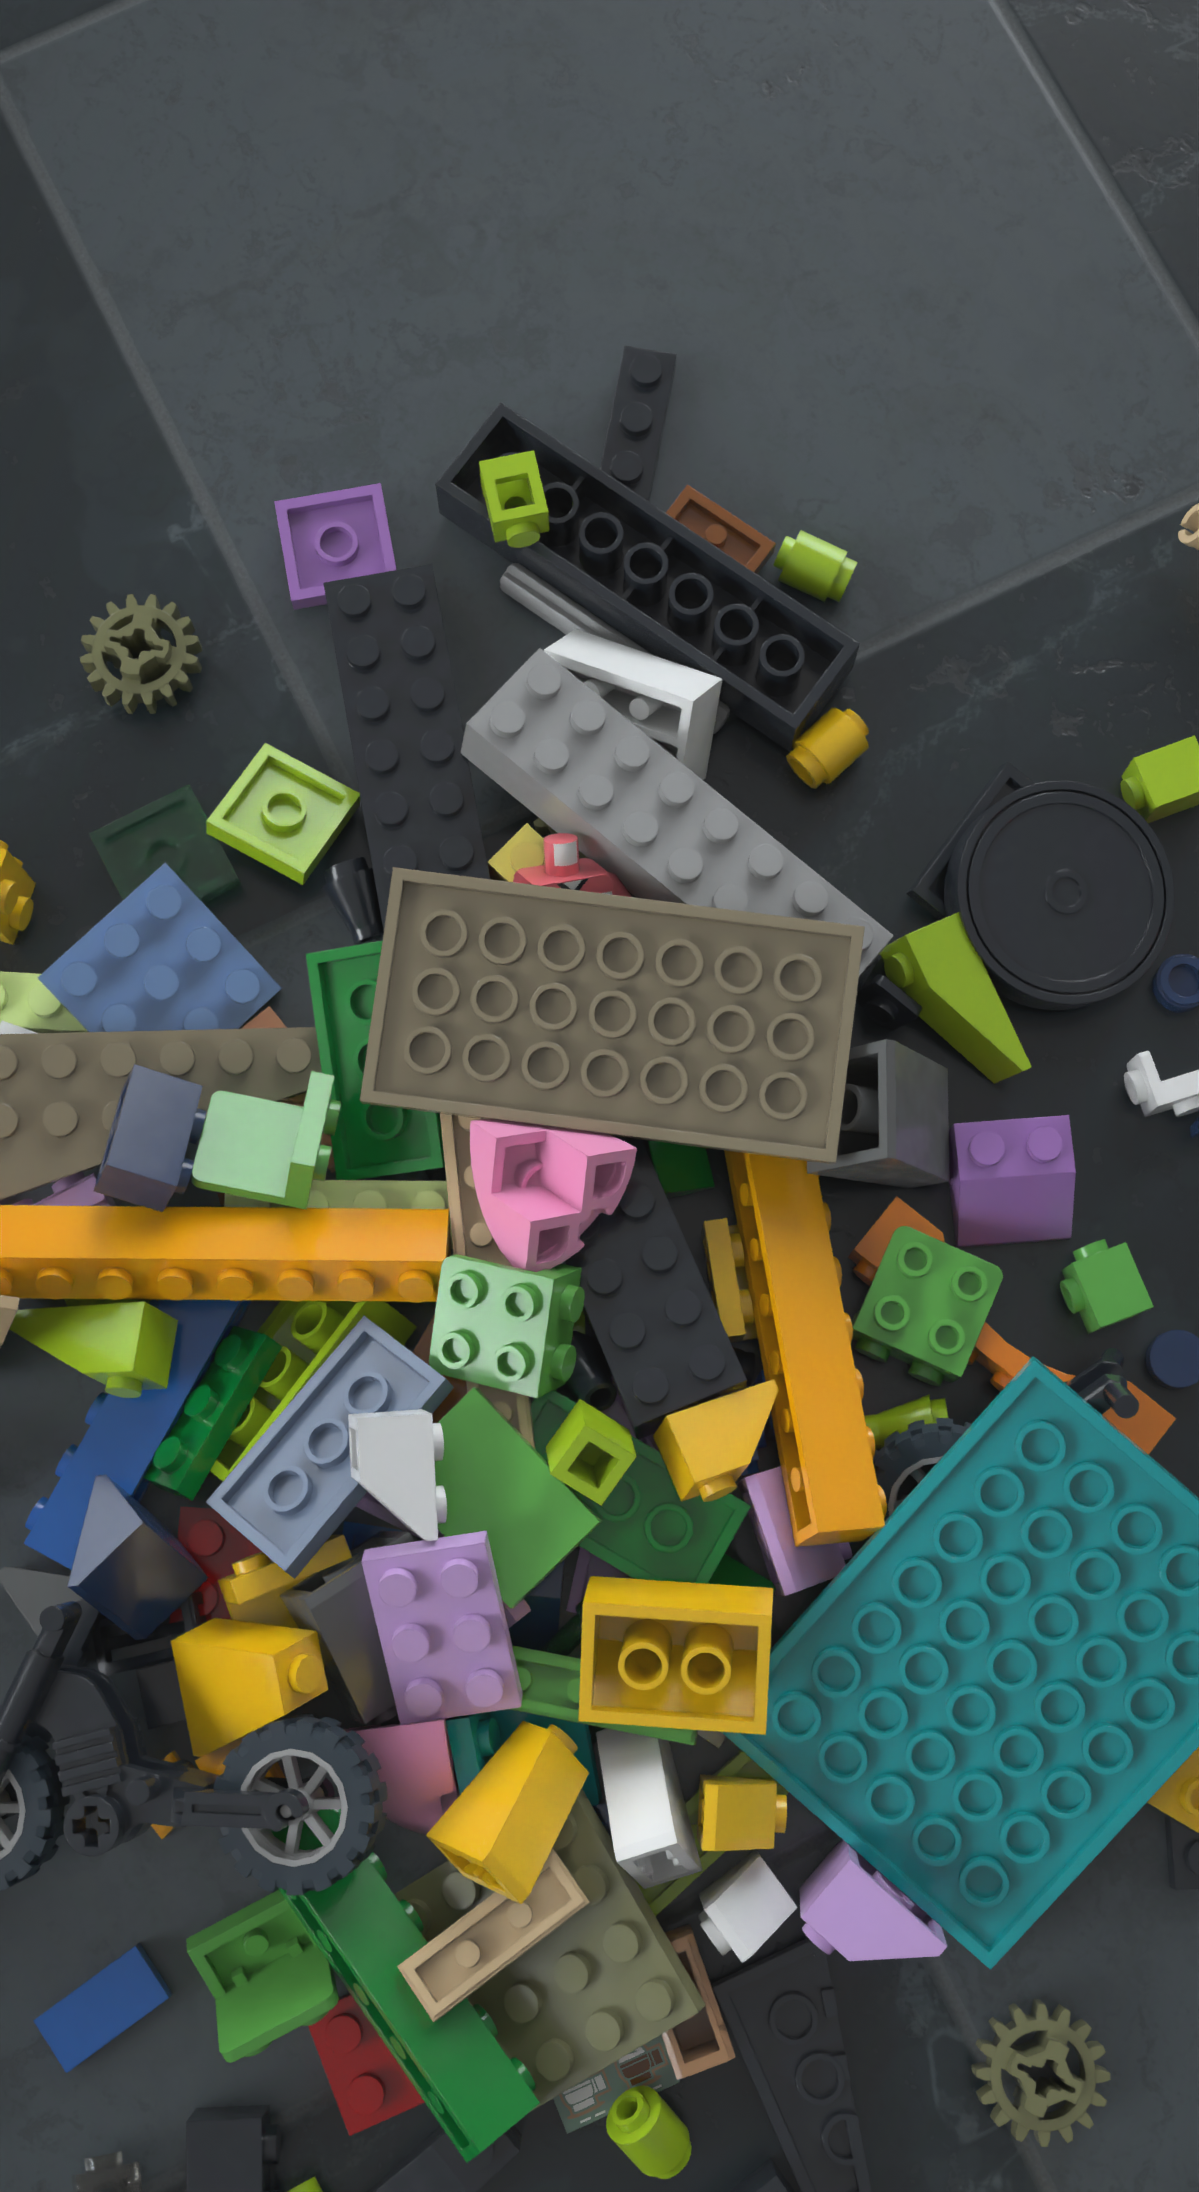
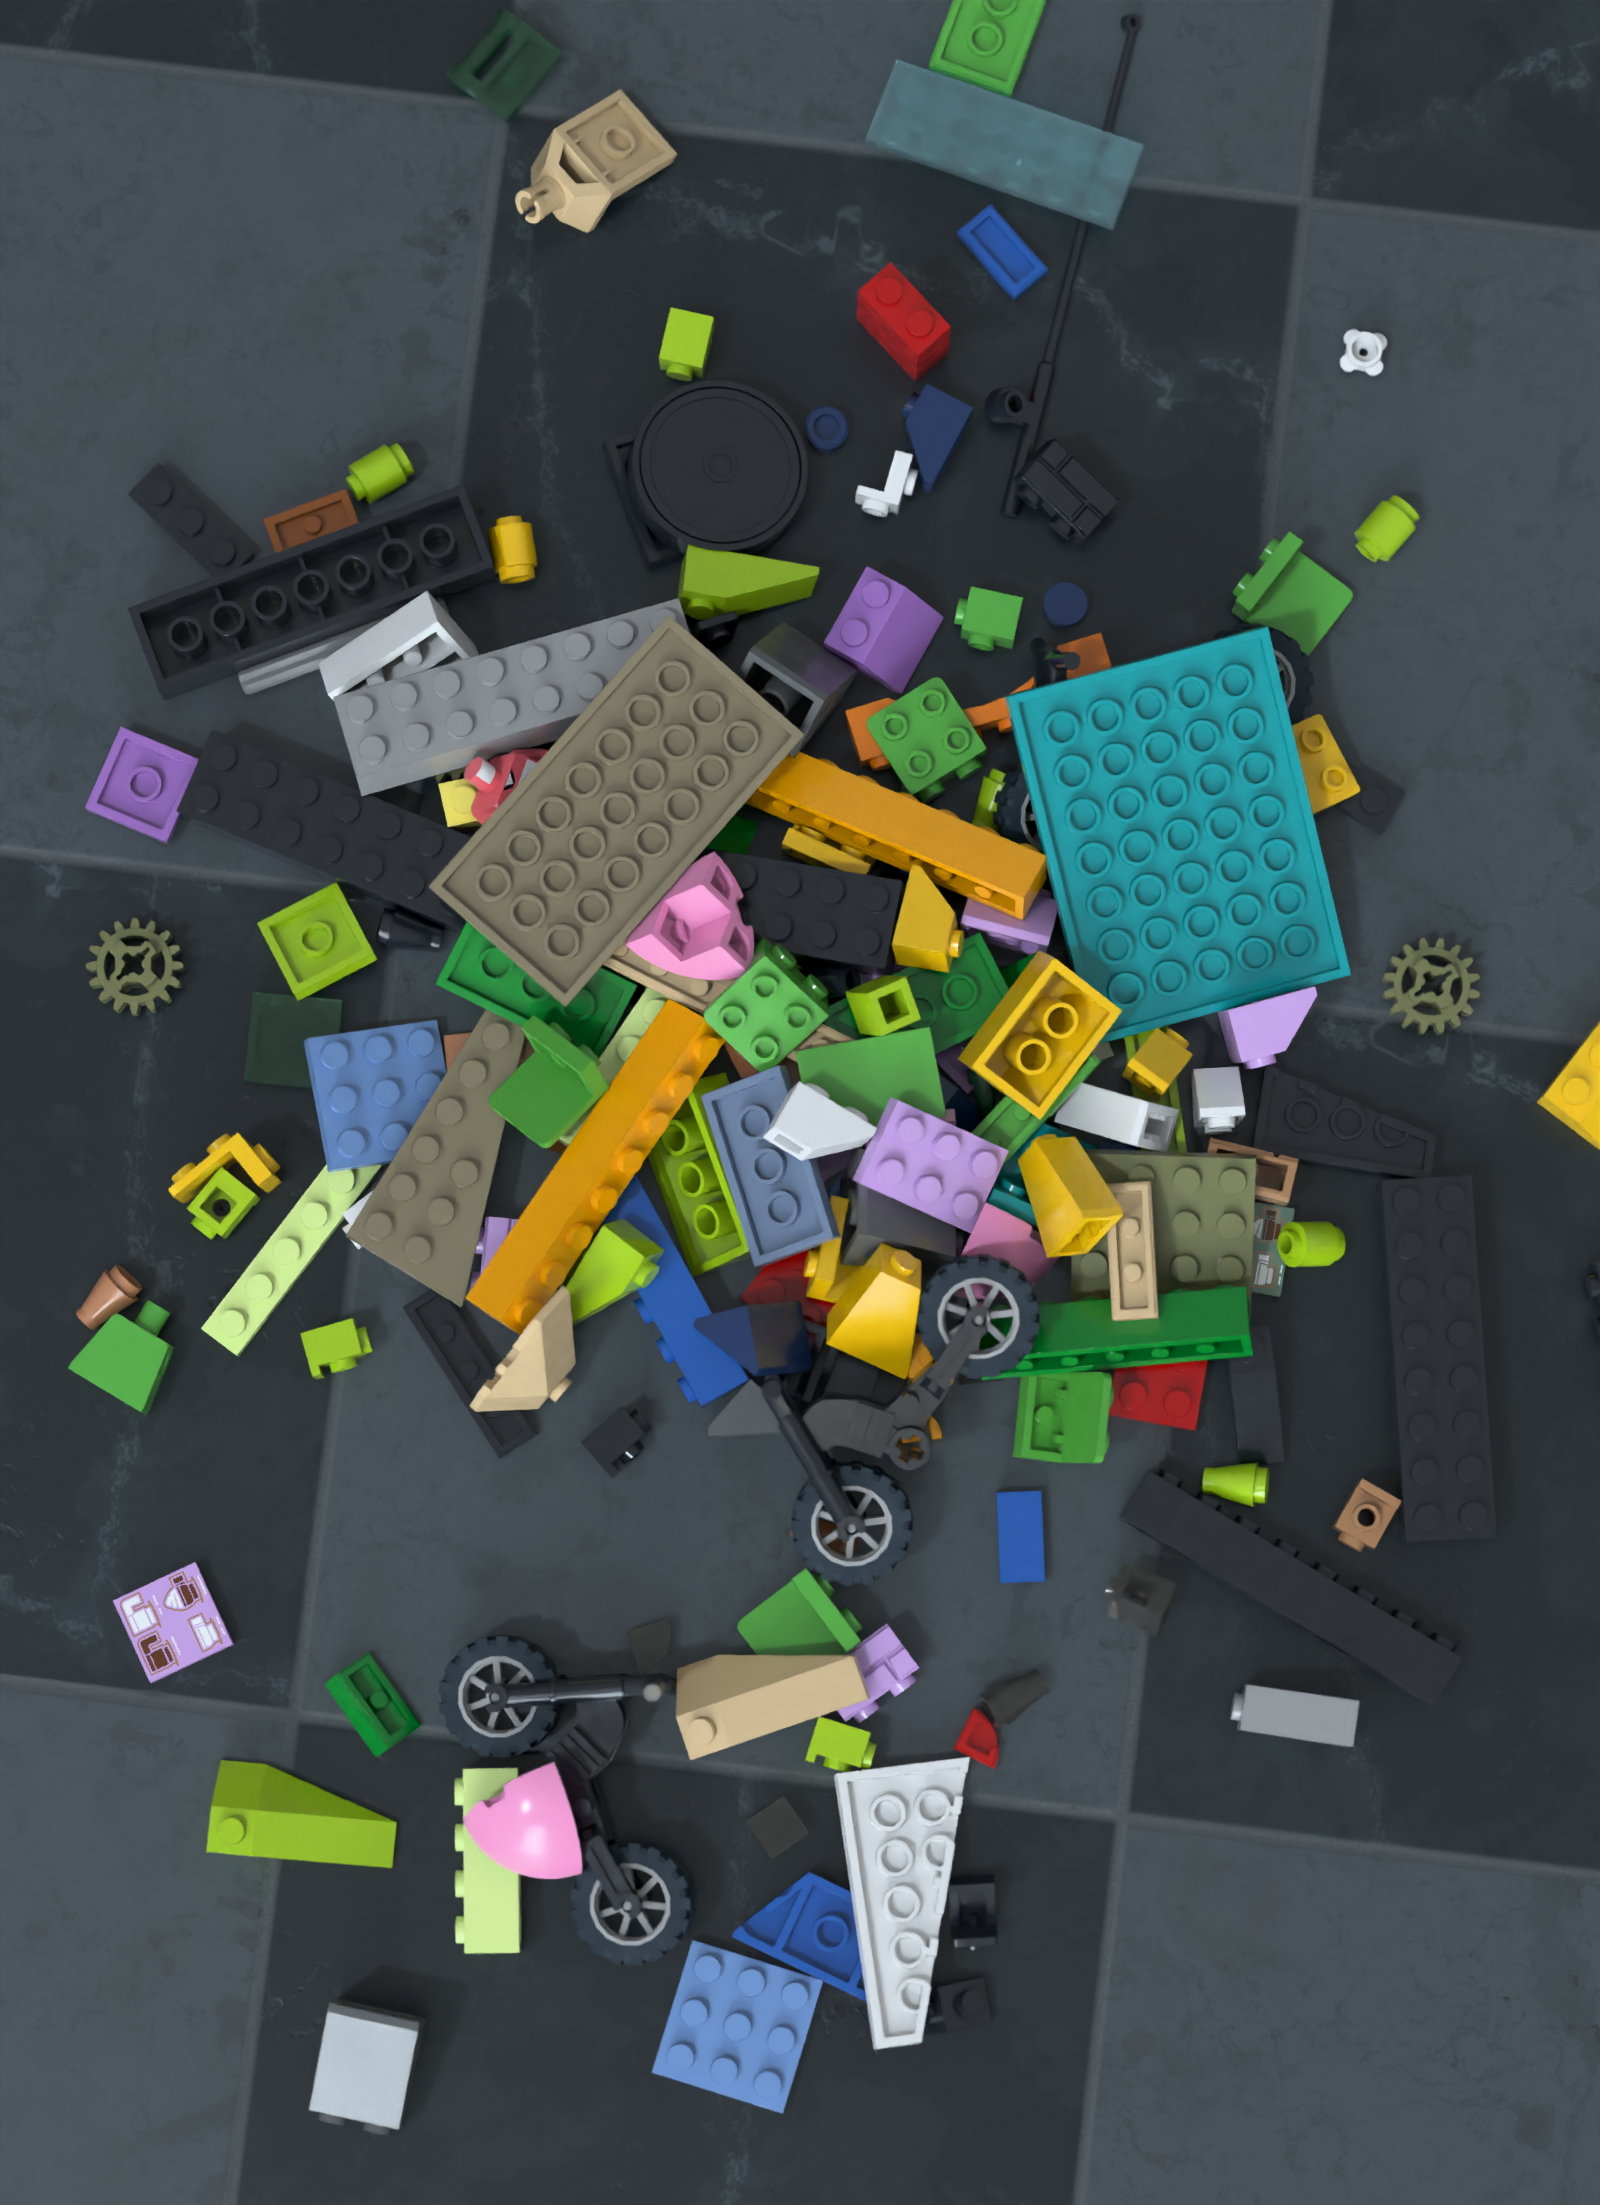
camera: 55 degrees left, 5 degrees up
(150, 1139) = (498, 1156): dark blue brick -> none
(212, 1412) = (695, 1236): green plate -> none
(511, 483) = (202, 634): lime brick -> none

